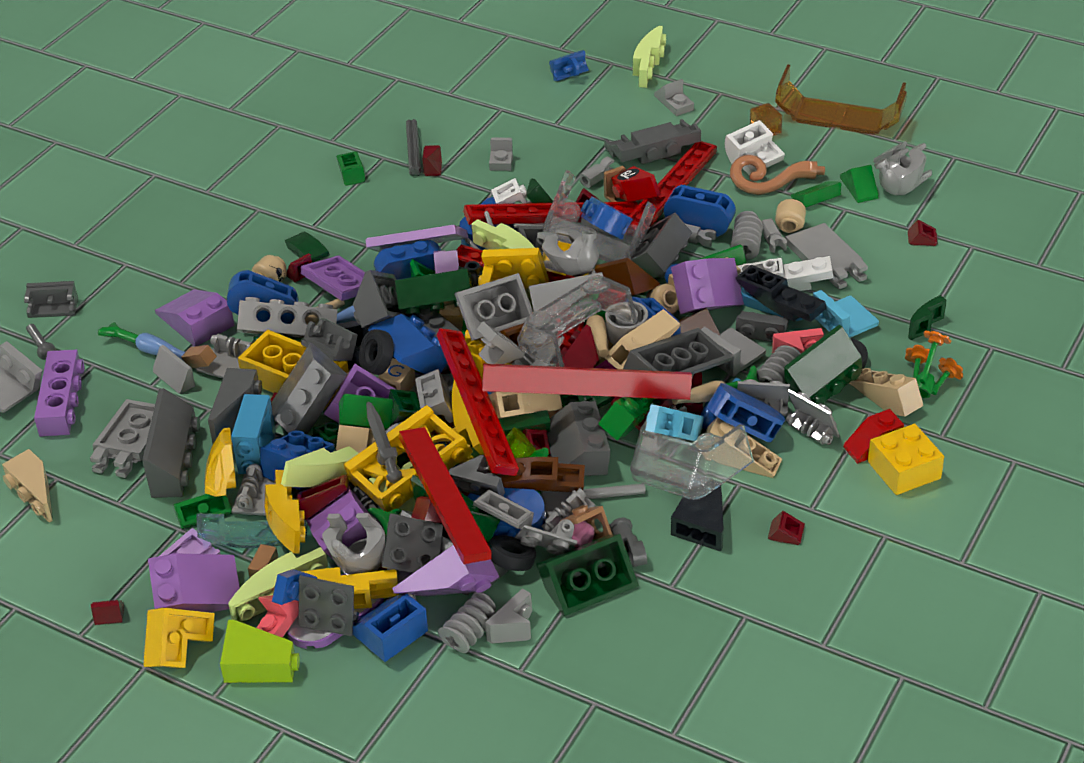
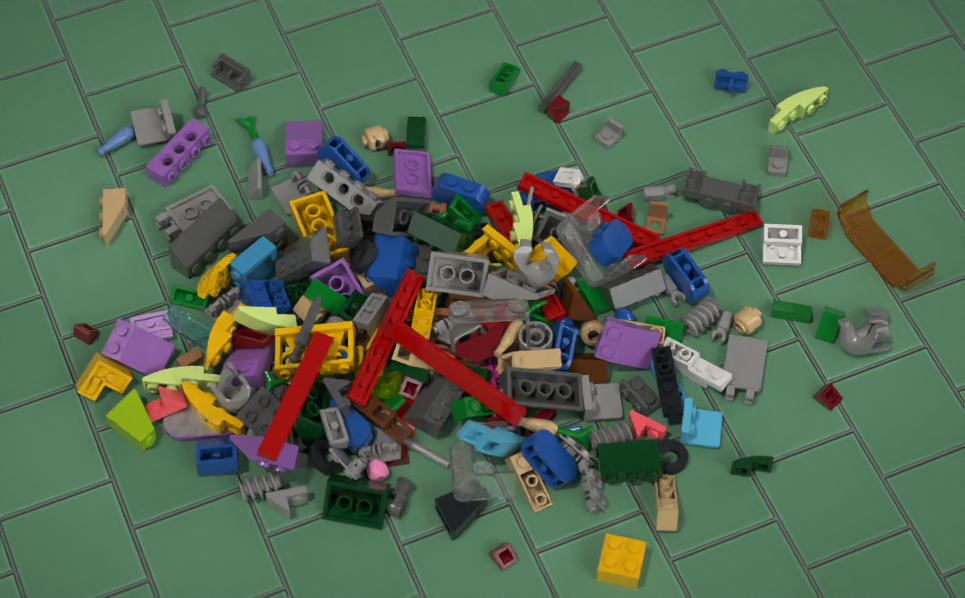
camera: 35 degrees right, 15 degrees up
(199, 356) = (276, 180): medium nougat piece -> none
(287, 586) = (176, 393): blue bracket -> none
(326, 606) = (188, 420): dark grey hinge -> none
(437, 234) = (479, 175): lavender tile -> none
(446, 261) = (471, 213): lavender brick -> none
(498, 347) = (427, 308): light grey slope -> none
(589, 514) = (383, 460): medium nougat bracket -> none
(635, 185) = (663, 223): red slope -> none
(801, 169) = (795, 283): nougat plant -> none
(872, 427) = (620, 526): red slope -> none
(919, 355) = (694, 513): plant -> none

